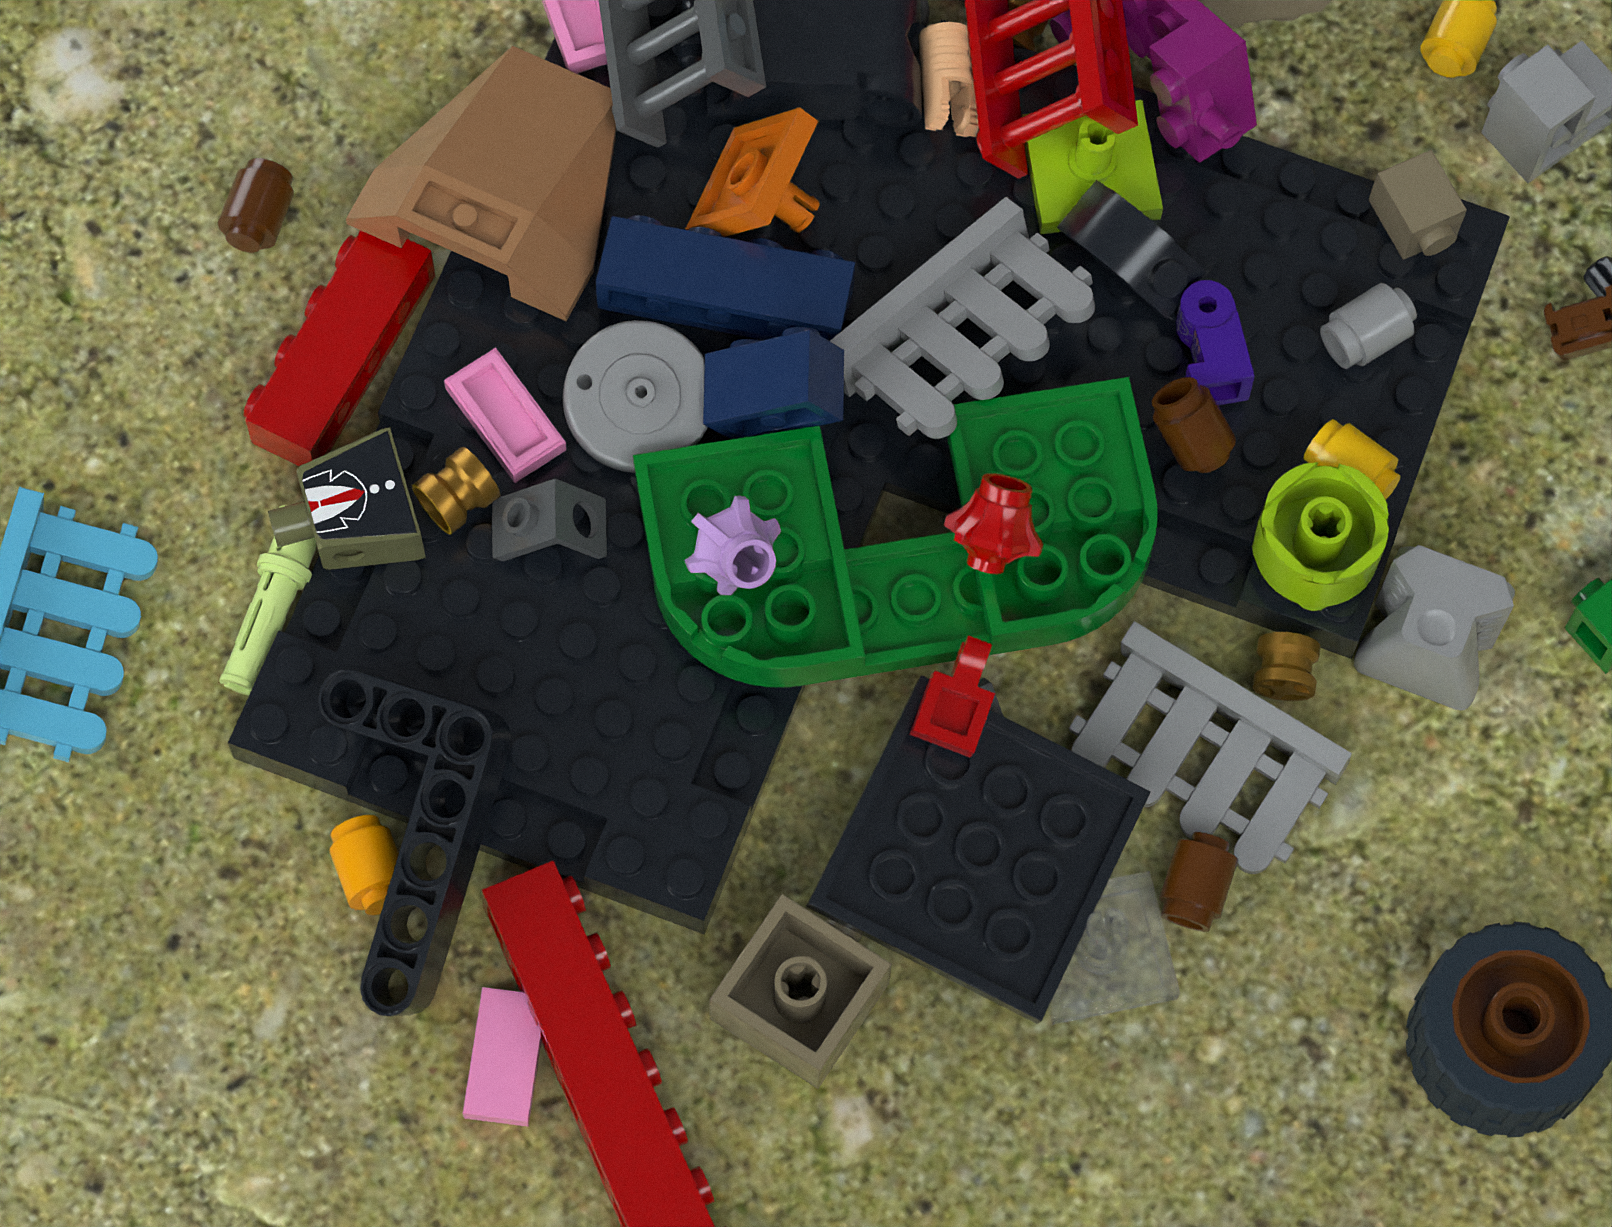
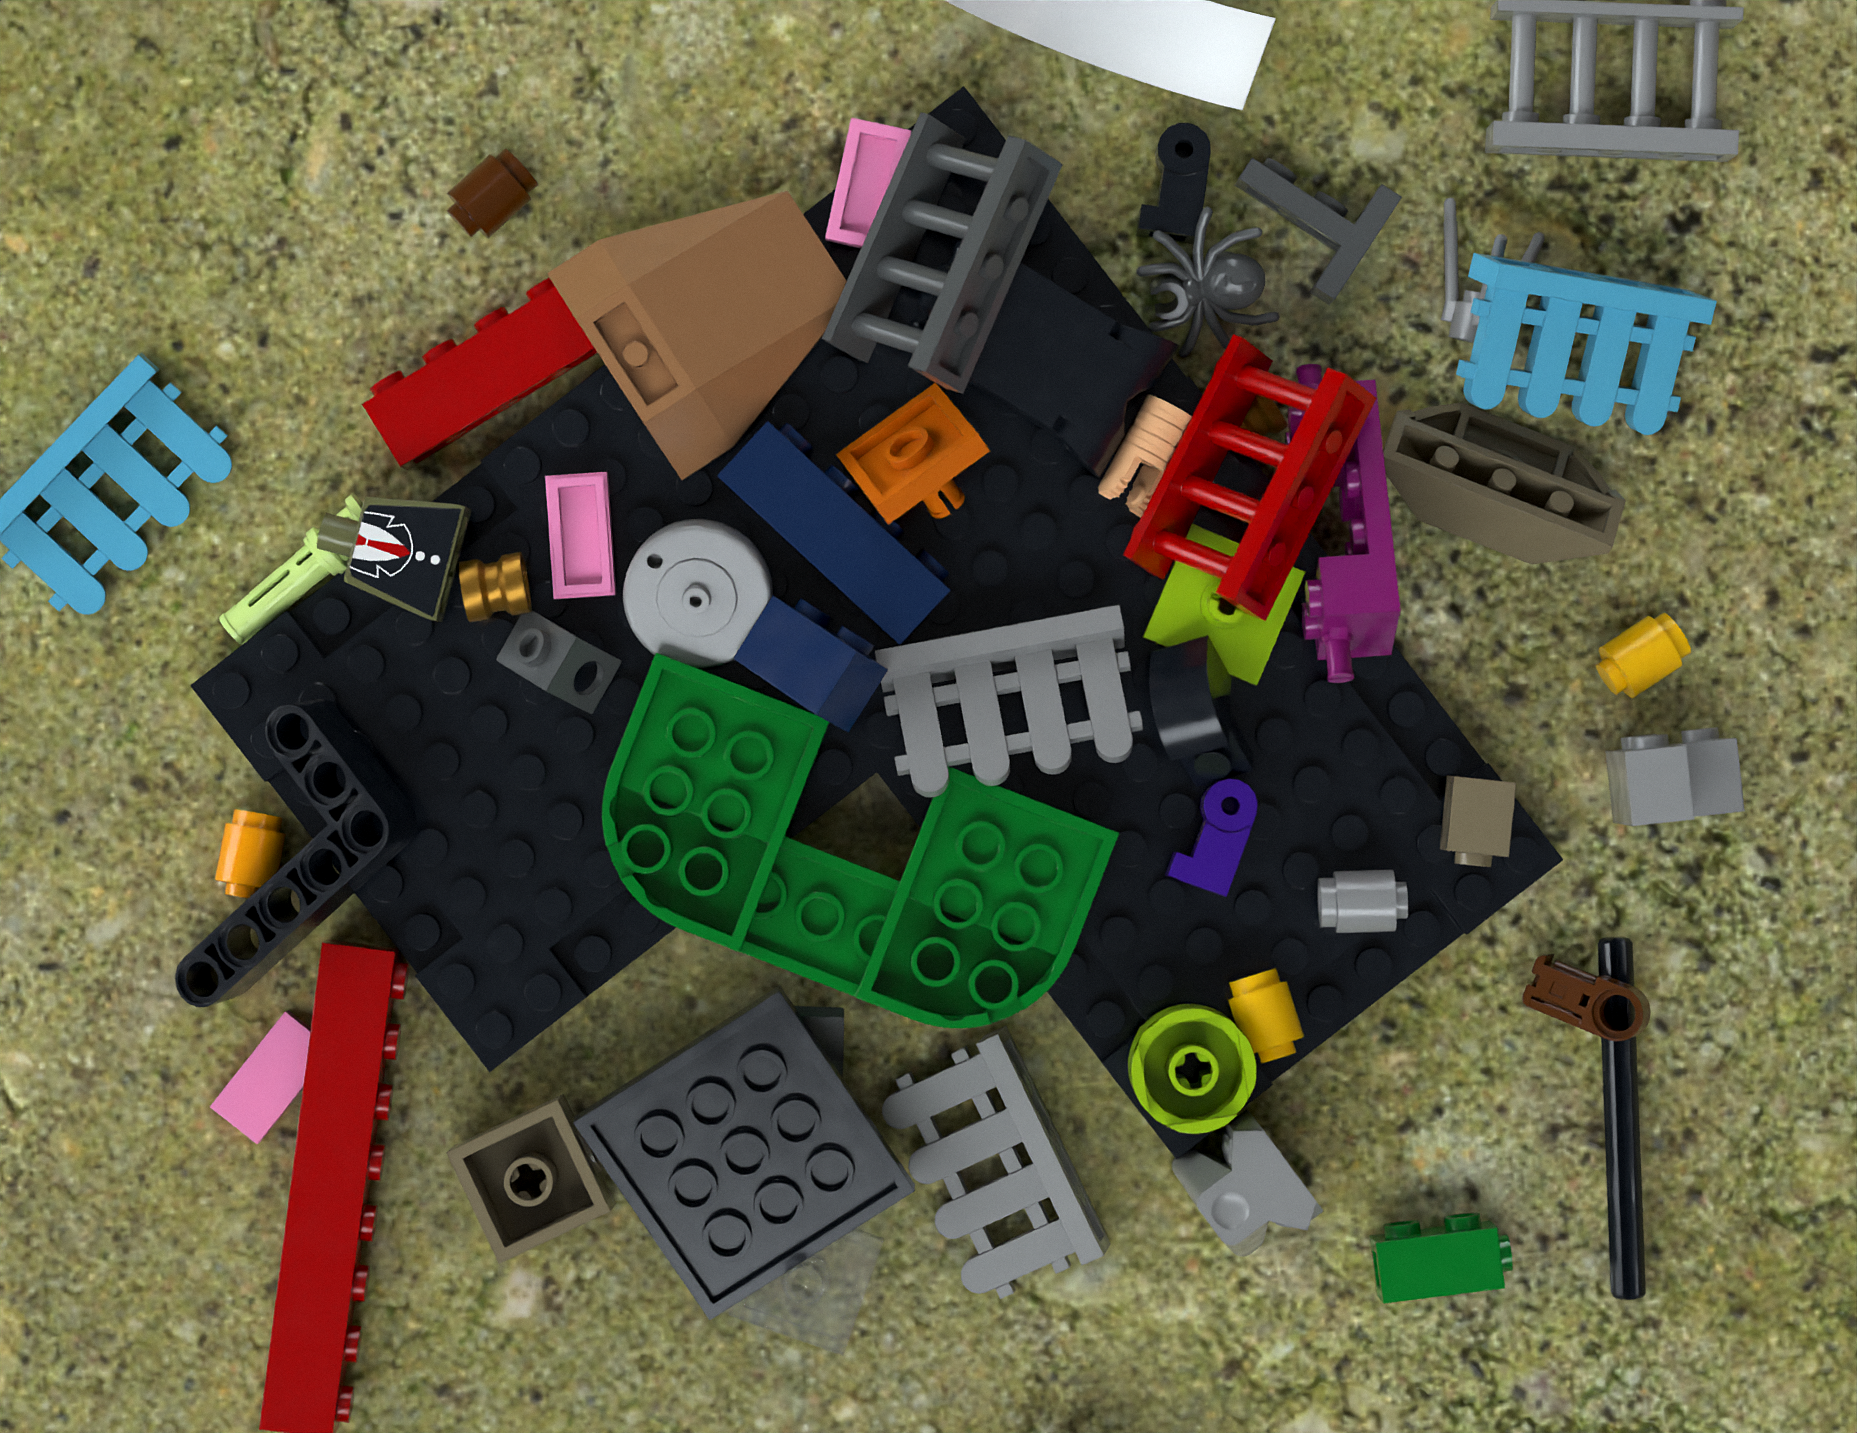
camera: 35 degrees right, 20 degrees up
(734, 547) = (679, 806): lavender rock -> none
(954, 705) = (786, 1040): red plate -> none
(996, 524) = (909, 915): red rock -> none
(1193, 425) = (1147, 906): reddish brown brick -> none
(1197, 881) = (914, 1276): reddish brown brick -> none
(1286, 666) = (1107, 1138): pearl gold wheel -> none

